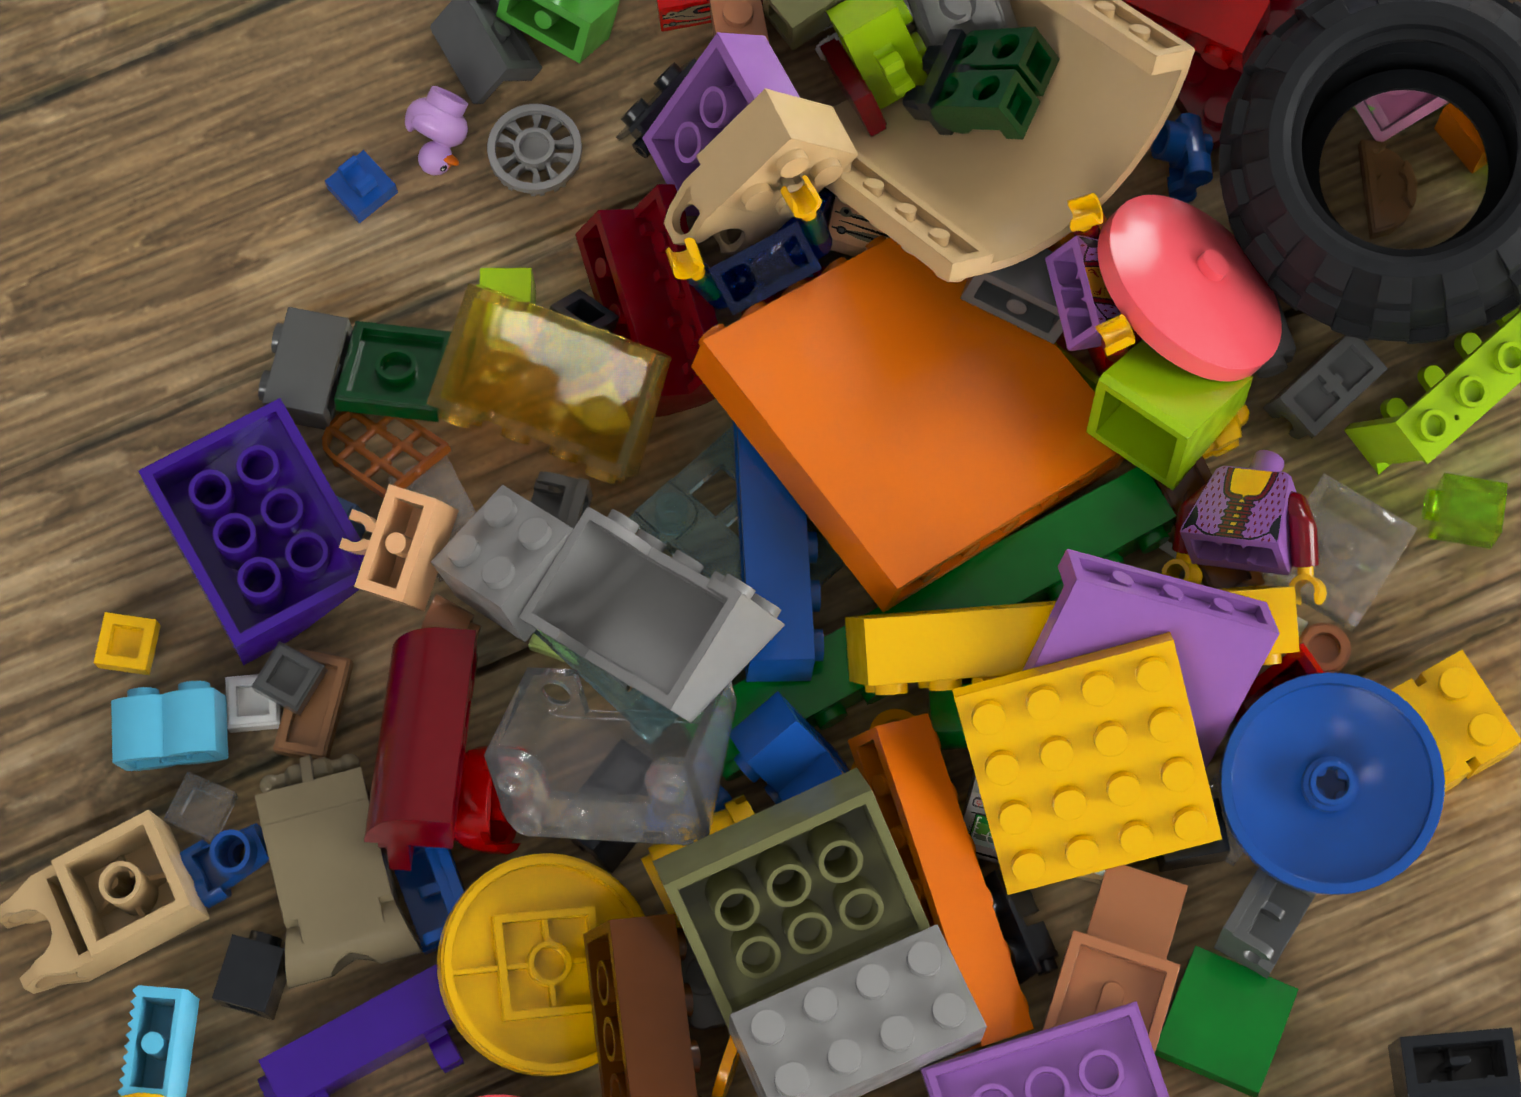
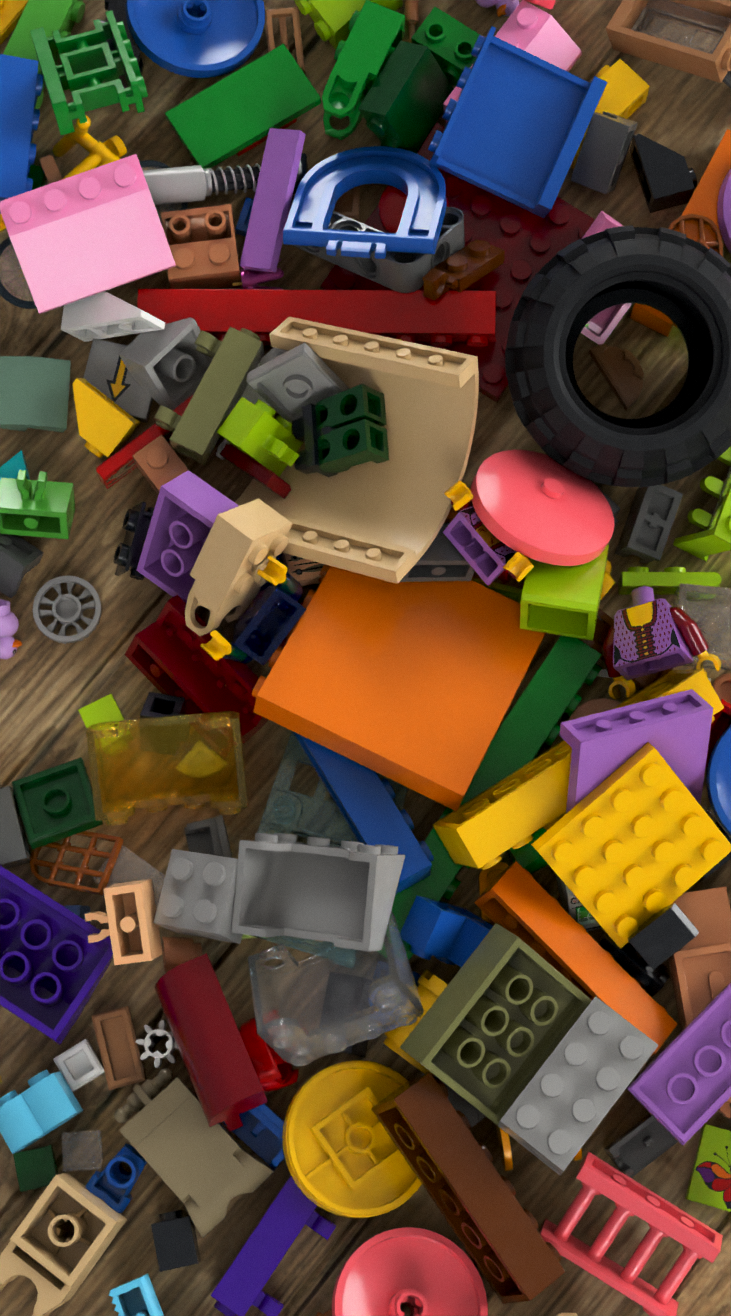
camera: 30 degrees left, 5 degrees up
(131, 795) = (35, 1167): none -> dark green tile
(289, 678) = (96, 1039): dark grey tile -> none
(351, 719) = (149, 1043): none -> white gear
(1070, 901) = (663, 935): none -> black slope
(1188, 155) = (492, 416): blue plate -> none
(1308, 467) = (664, 582): none -> lime hinge

